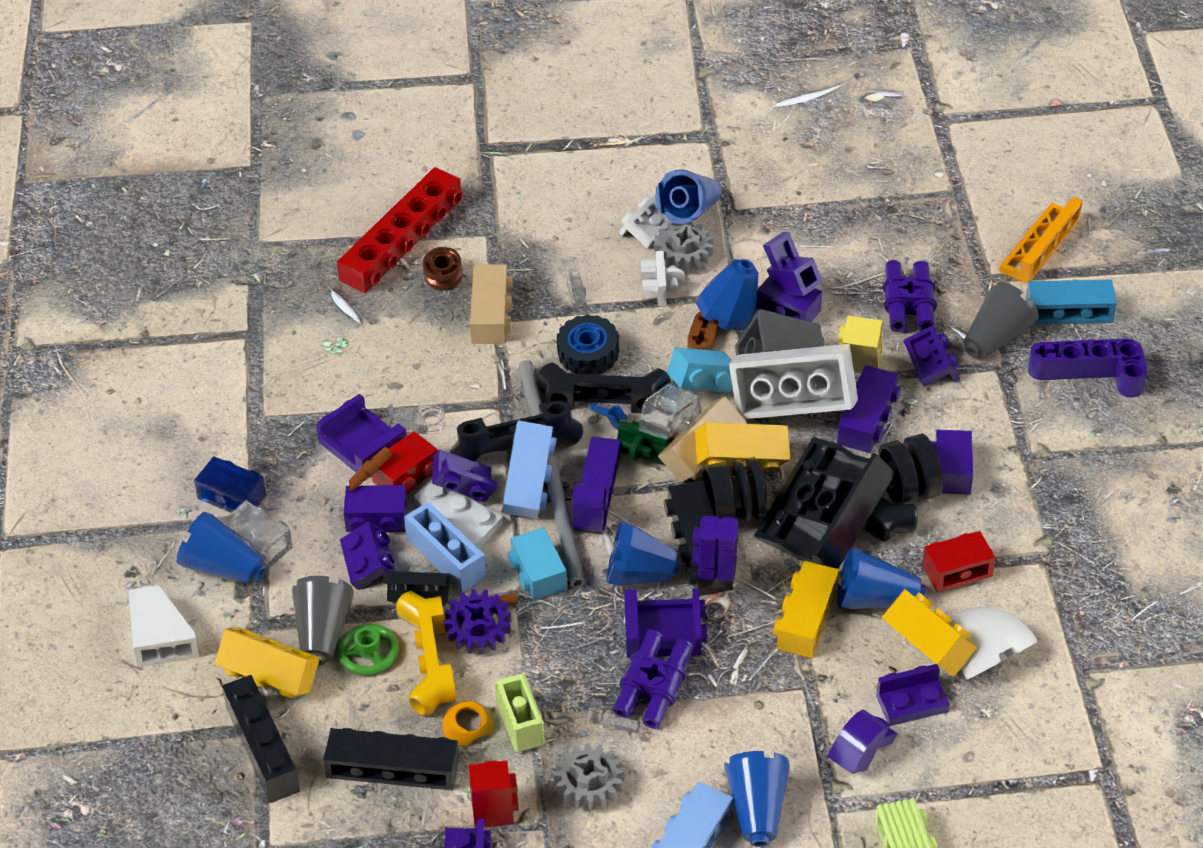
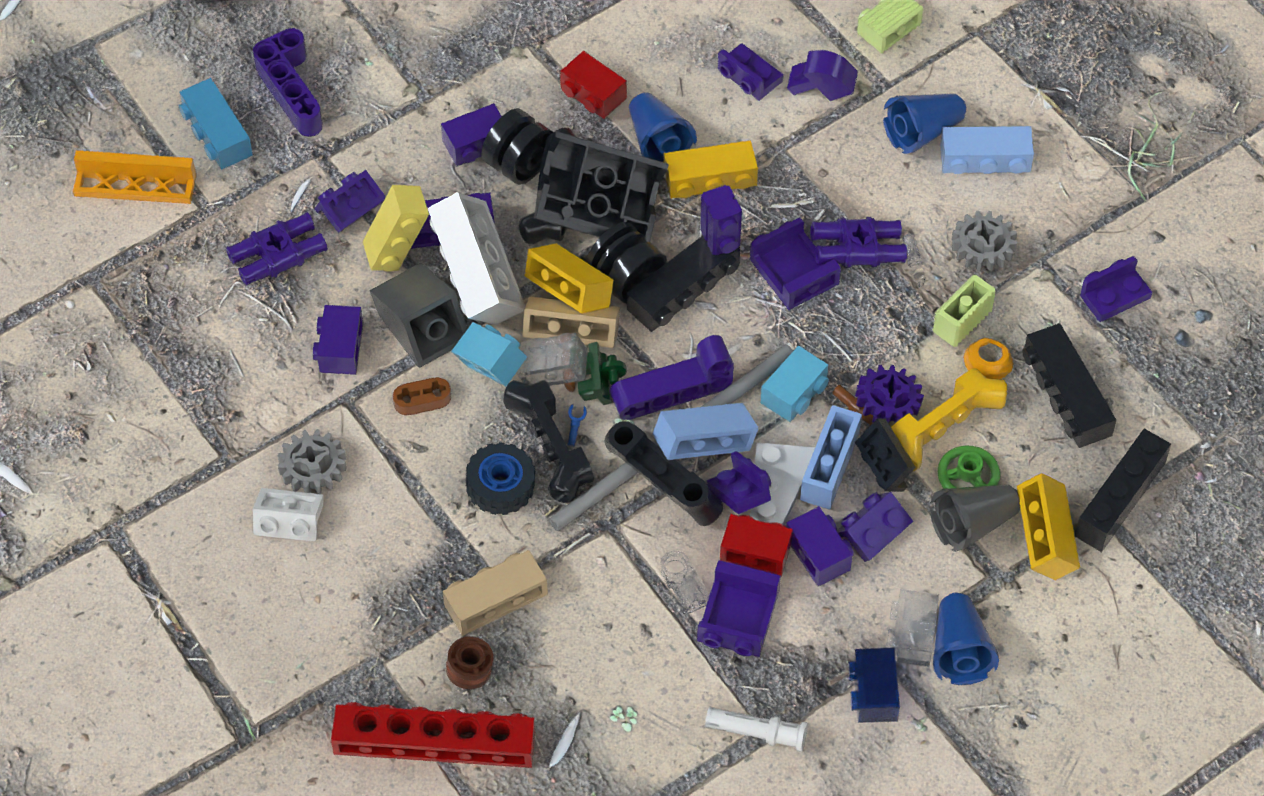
camera: 120 degrees left, 10 degrees up
(159, 628) = (1072, 646): white slope -> none
(248, 412) = (771, 730): none -> white pin
(369, 468) = (794, 553): dark orange piece -> none
(493, 793) = (1059, 284): red brick -> none
(573, 281) = (417, 536): clear piece -> none
(640, 558) = (745, 309): blue cone -> none
(669, 278) = (370, 458): white hips -> none
(686, 195) = (251, 469): blue cone -> none
(731, 295) = (376, 375): blue cone -> none
(788, 270) = (325, 323): dark purple brick -> none
(930, 631) = (692, 65): yellow brick -> none
(995, 636) = (666, 33): white brick -> none
(999, 320) = (283, 160): dark grey cone -> none

